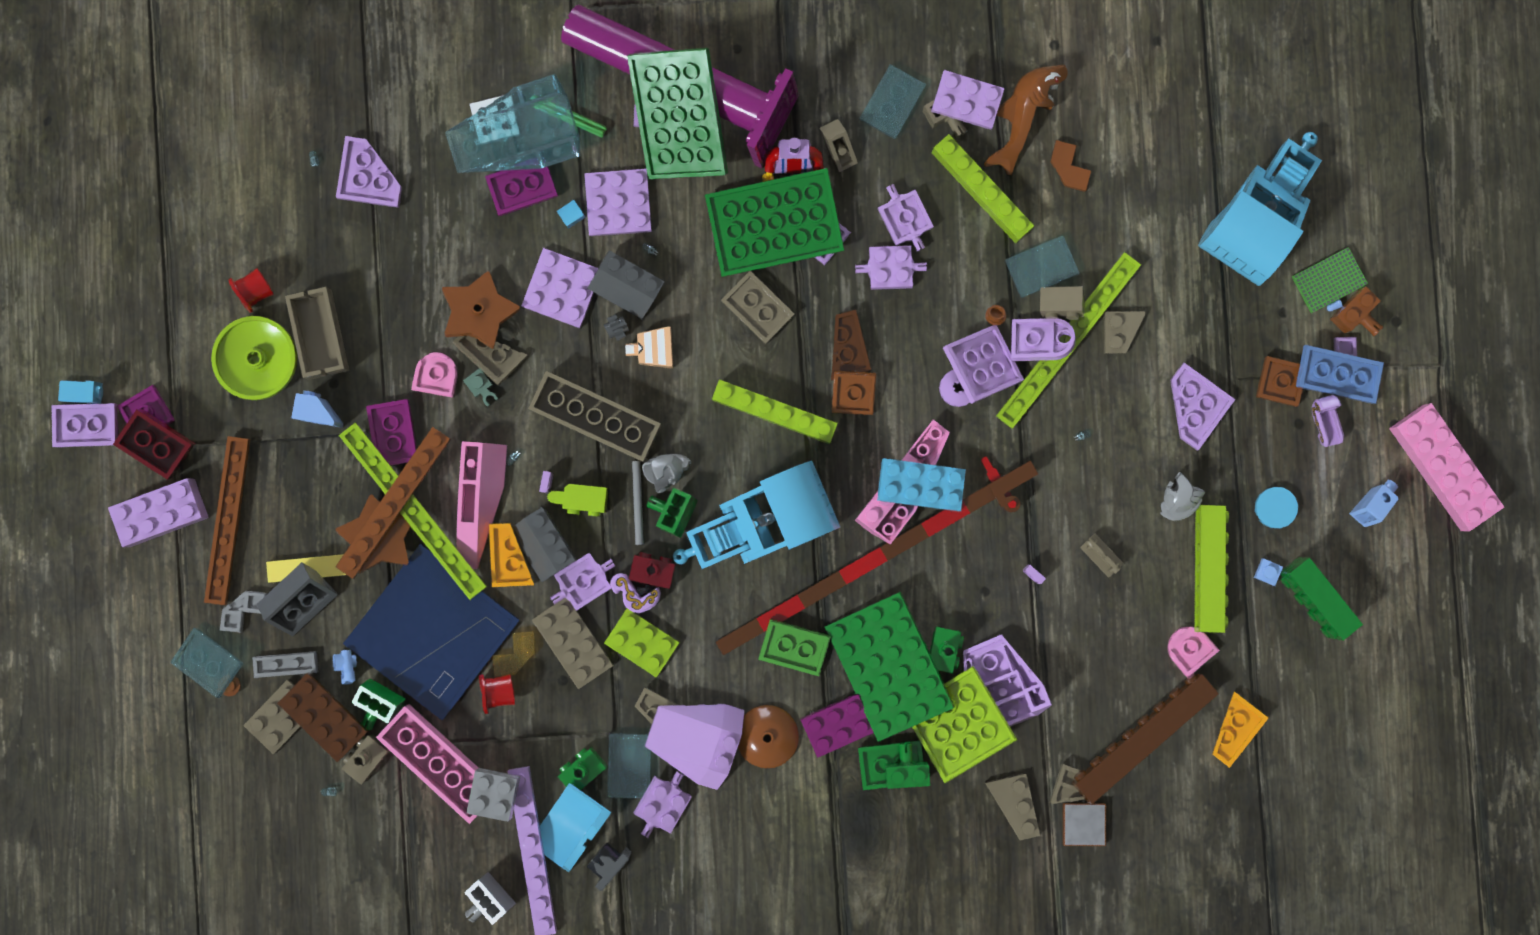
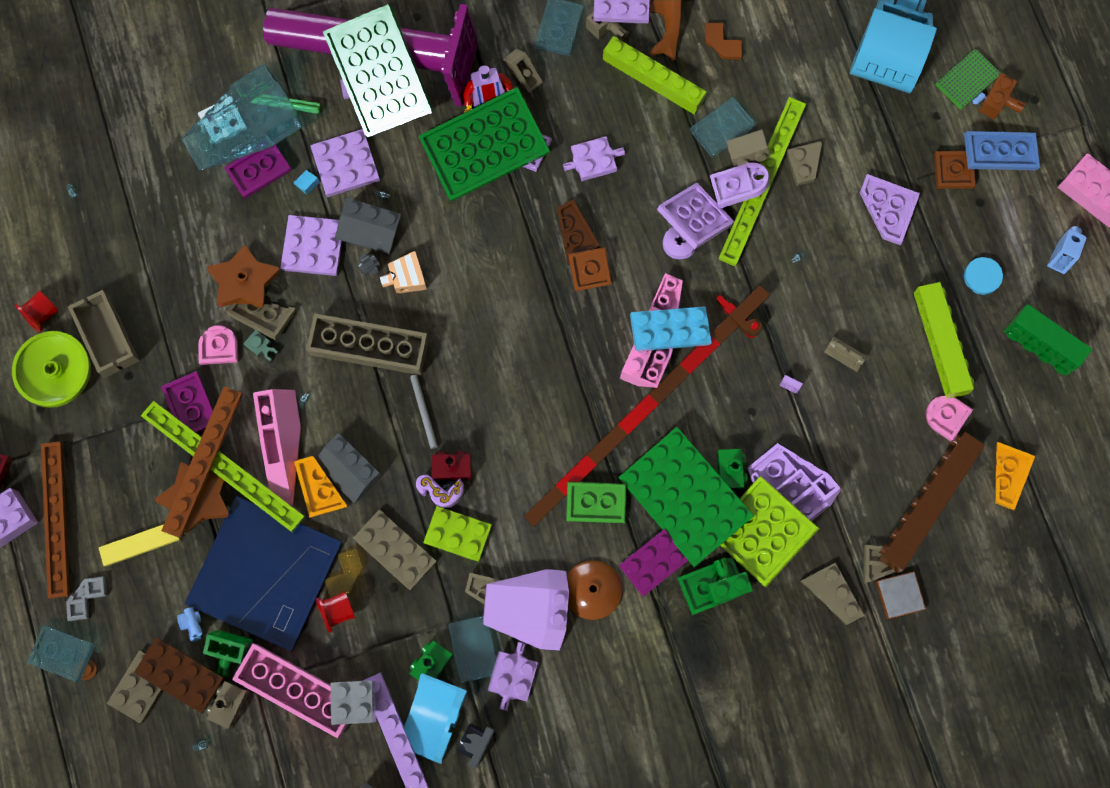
camera: 15 degrees left, 10 degrees down
(285, 664) = (134, 637): light grey tile -> none
(296, 599) = (132, 573): dark grey slope -> none
(313, 409) = (114, 401): light blue slope -> none
(365, 176) = (120, 193): lavender plate -> none
(546, 482) = (337, 412): lavender tile -> none
(581, 498) = (372, 419): lime hinge -> none
(582, 581) = (391, 492): lavender plate -> none
(665, 470) = (440, 375): light grey helmet -> none
(674, 512) = (458, 410): green brick -> none
(757, 307) = (487, 219): dark tan plate -> none
(774, 411) = (524, 301): lime brick -> none
(797, 505) = (523, 406): medium azure piece -> none
(905, 217) = (595, 115): lavender plate -> none
(995, 315) = (694, 175): dark orange plate -> none
(1181, 500) = (900, 288): light grey helmet -> none
(1268, 572) = (994, 332): light blue plate -> none
(1327, 420) = (1003, 191): lavender animal -> none
(1346, 345) = (998, 126): lavender tile -> none

